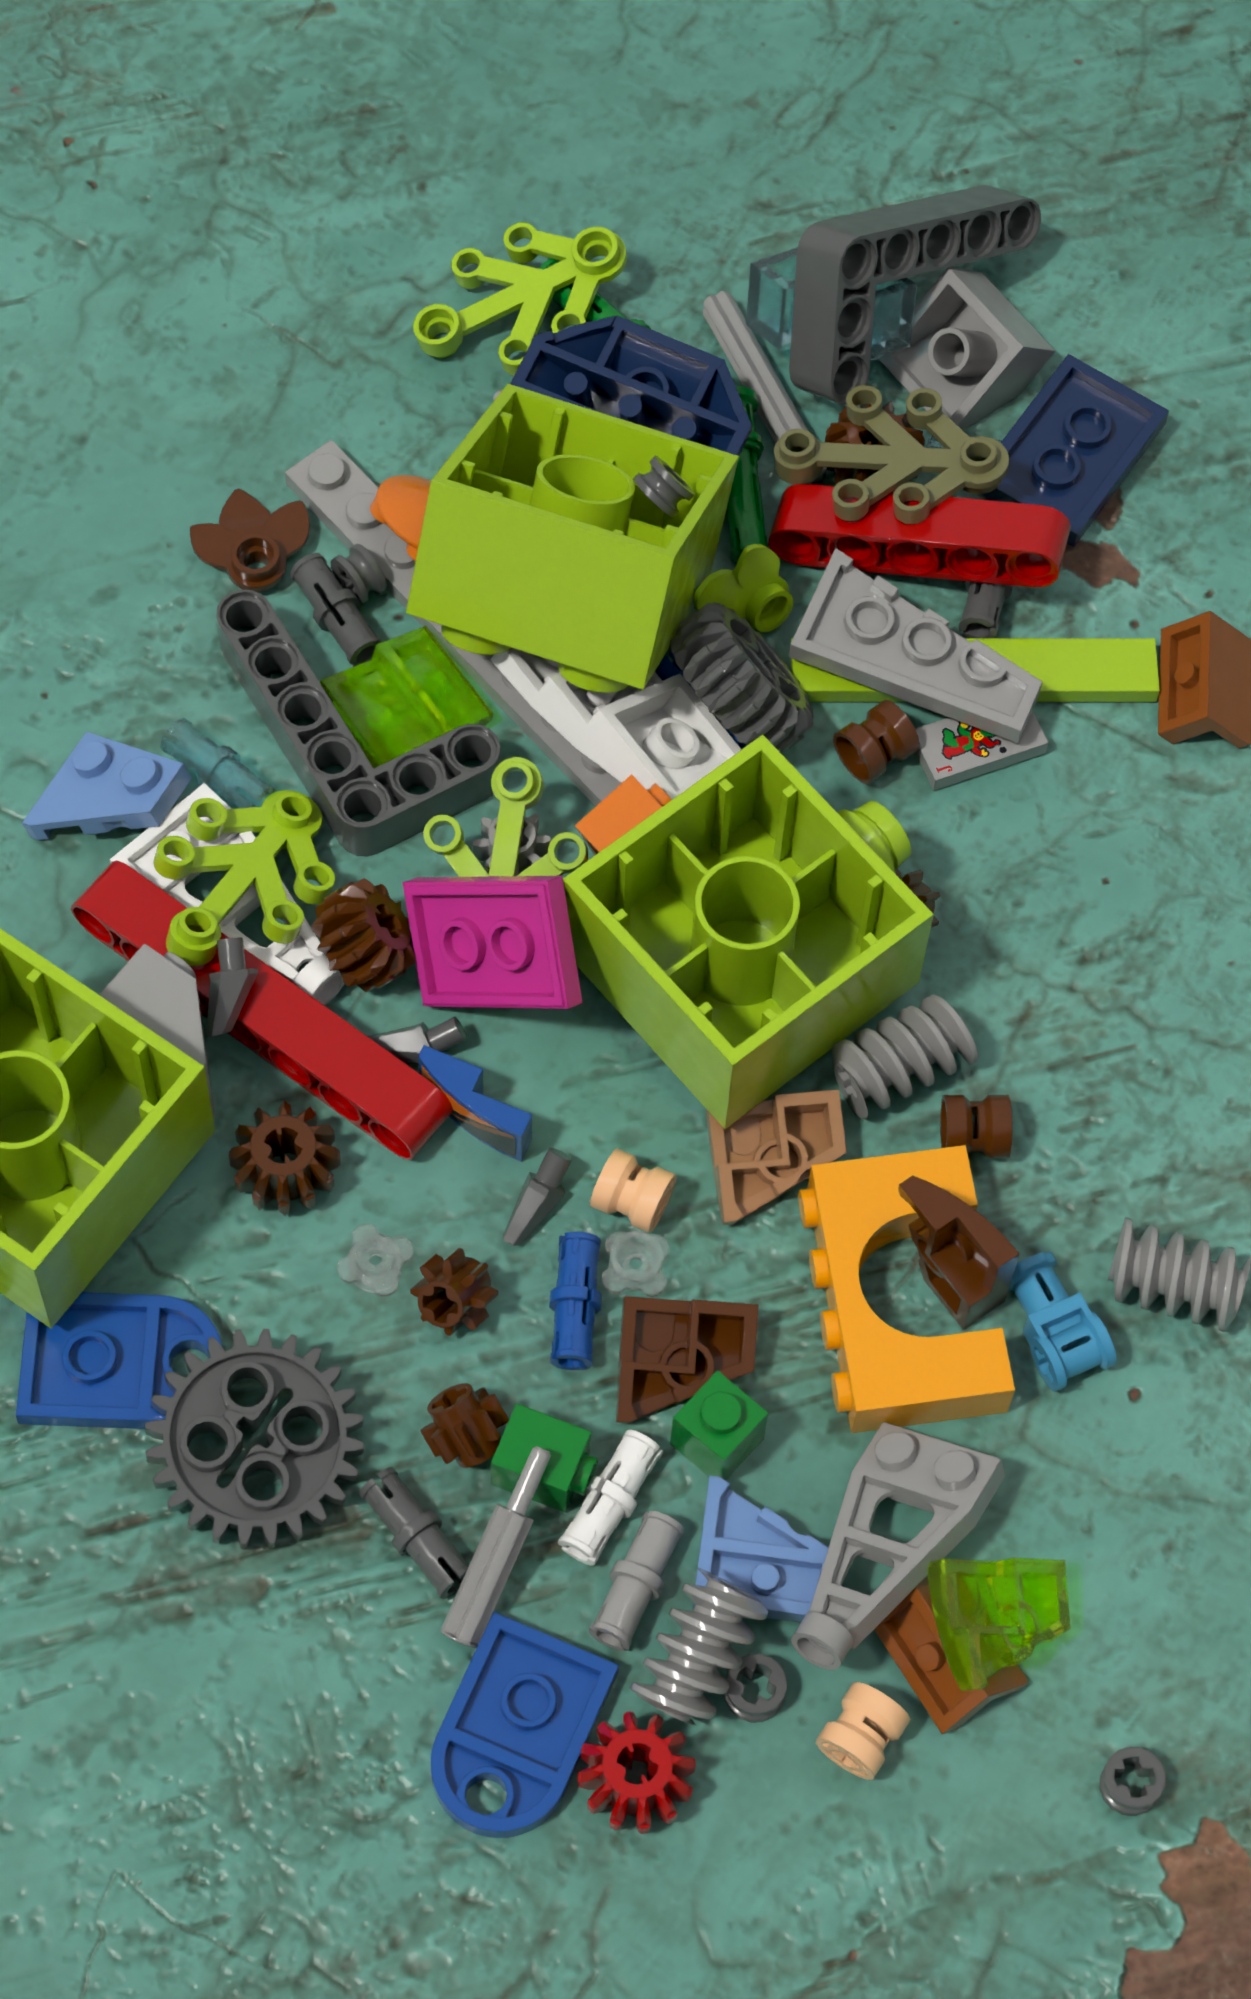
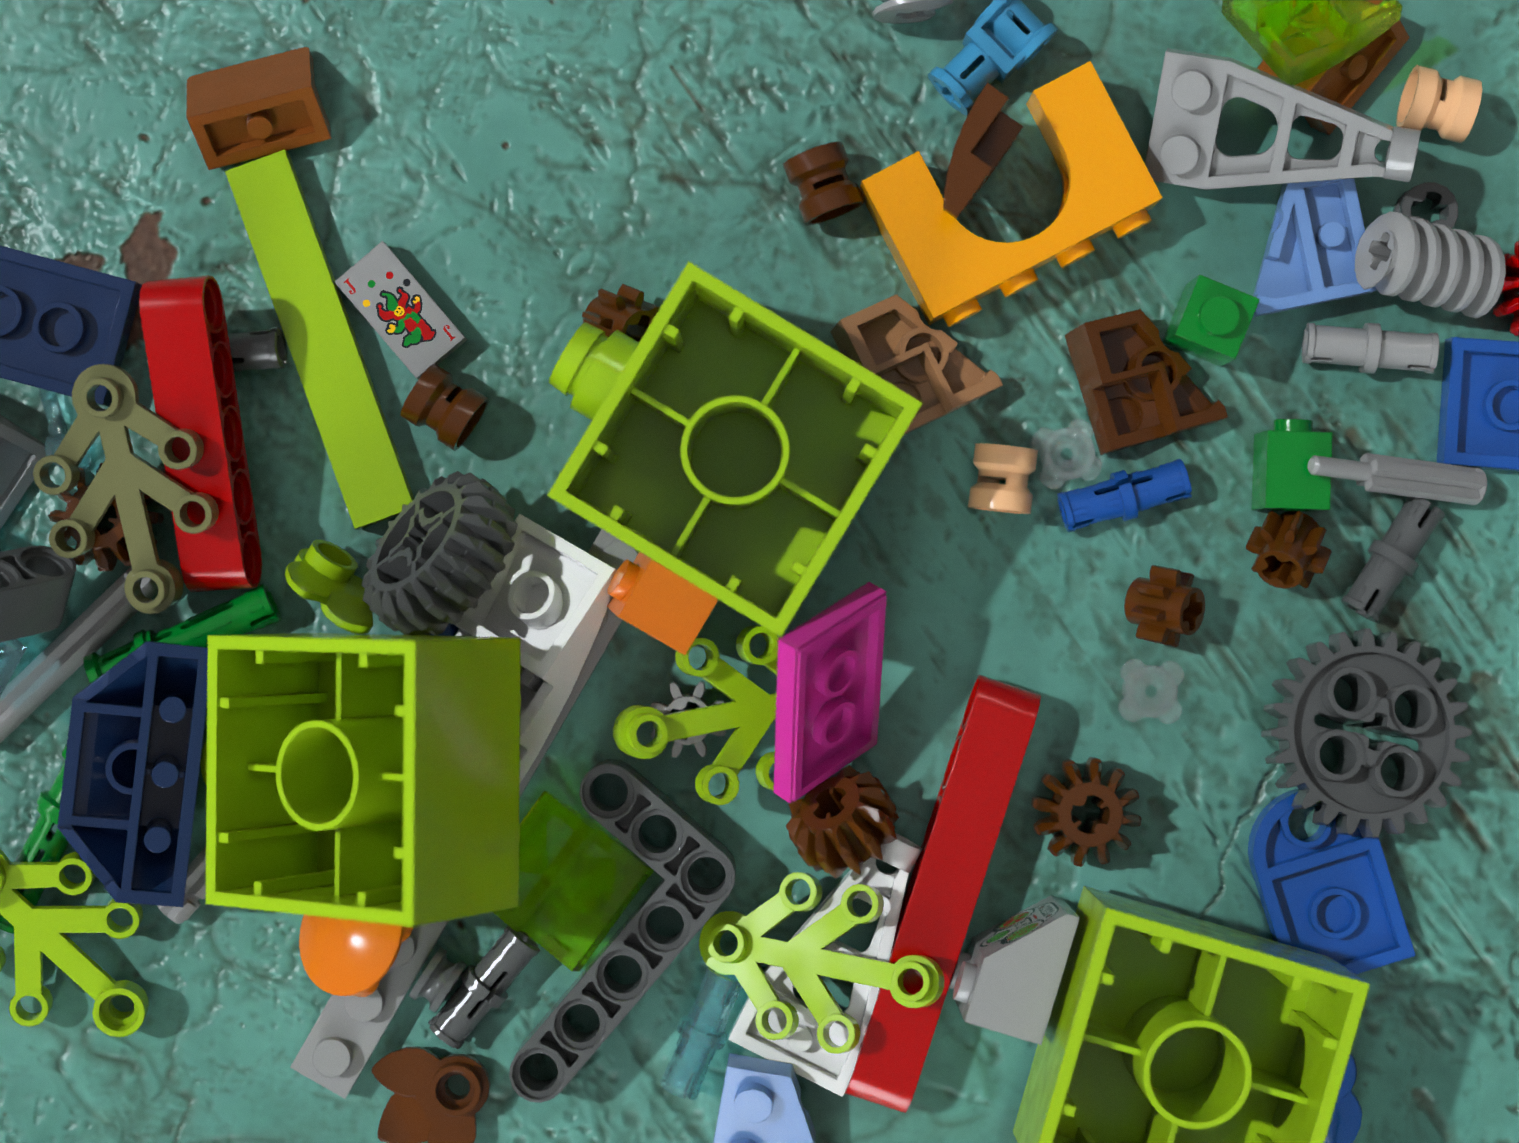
camera: 105 degrees left, 25 degrees up
(228, 987) = (954, 927): dark grey bar -> none
(408, 1041) = (919, 736): dark grey bar -> none
(481, 1116) = (962, 675): blue slope -> none
(537, 1196) = (1033, 567): dark grey bar -> none
(610, 1497) = (1299, 398): white pin -> none
(664, 486) = (293, 693): dark grey bush -> none
(886, 643) = (338, 408): light grey wing -> none
(899, 1050) = (776, 271): light grey piece -> none

